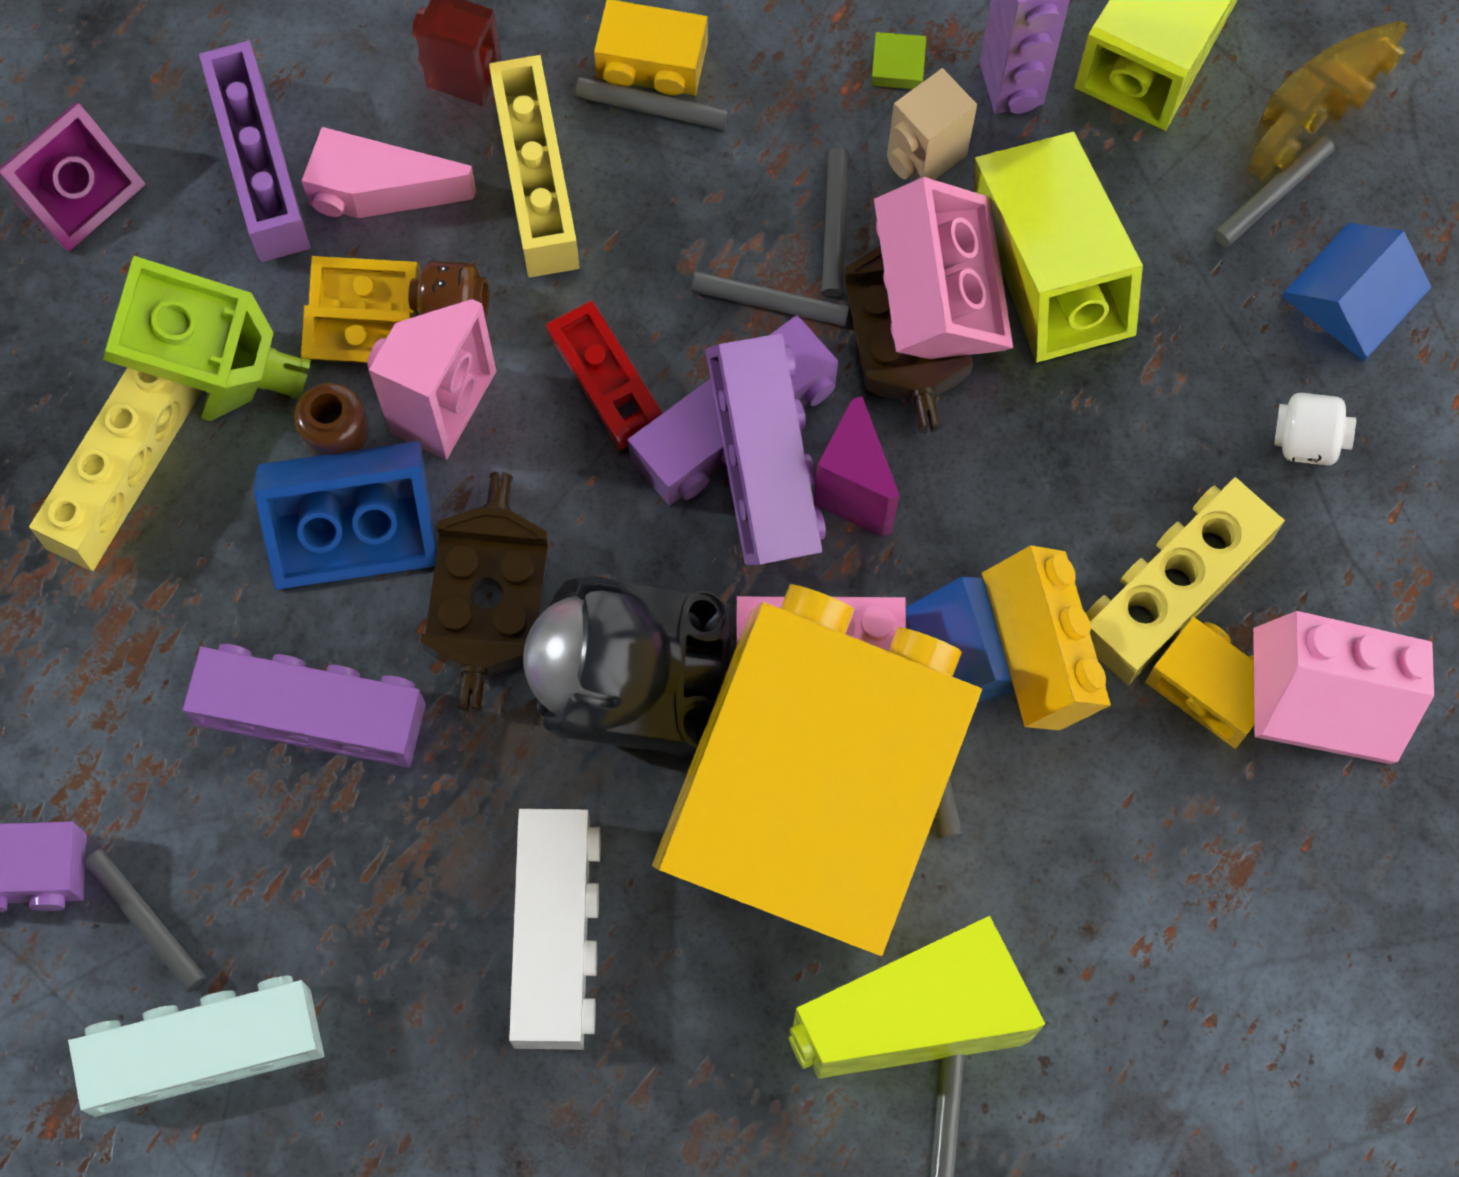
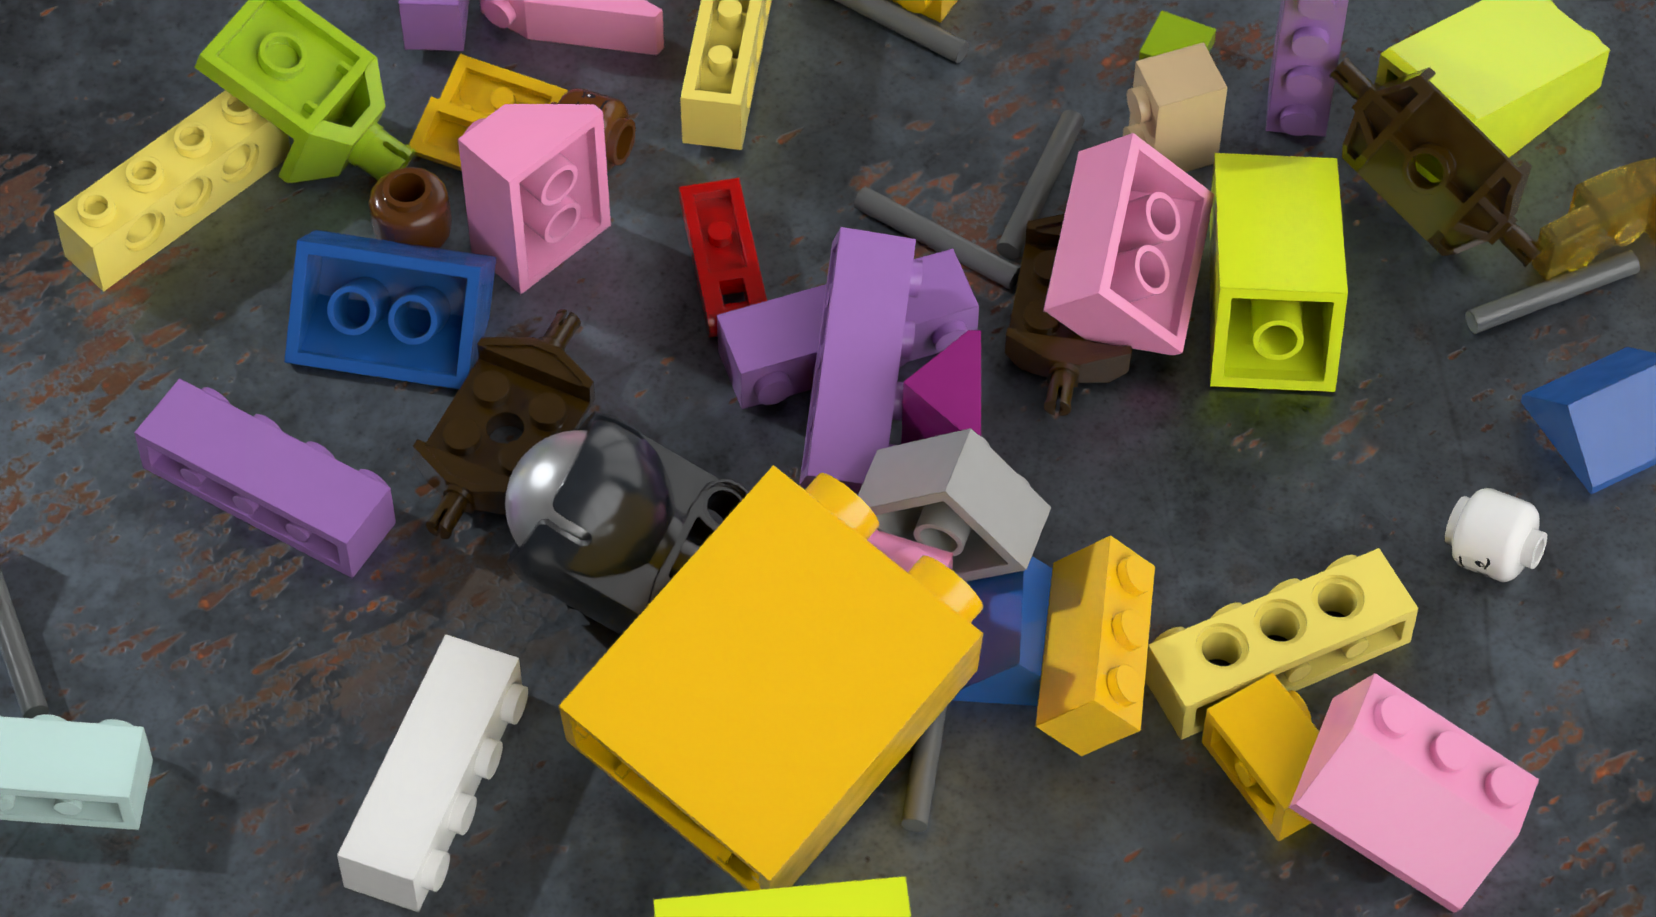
camera: 20 degrees right, 15 degrees down
(892, 555) = (957, 499): none -> light grey brick
(1133, 85) = (1478, 183): none -> dark brown plate

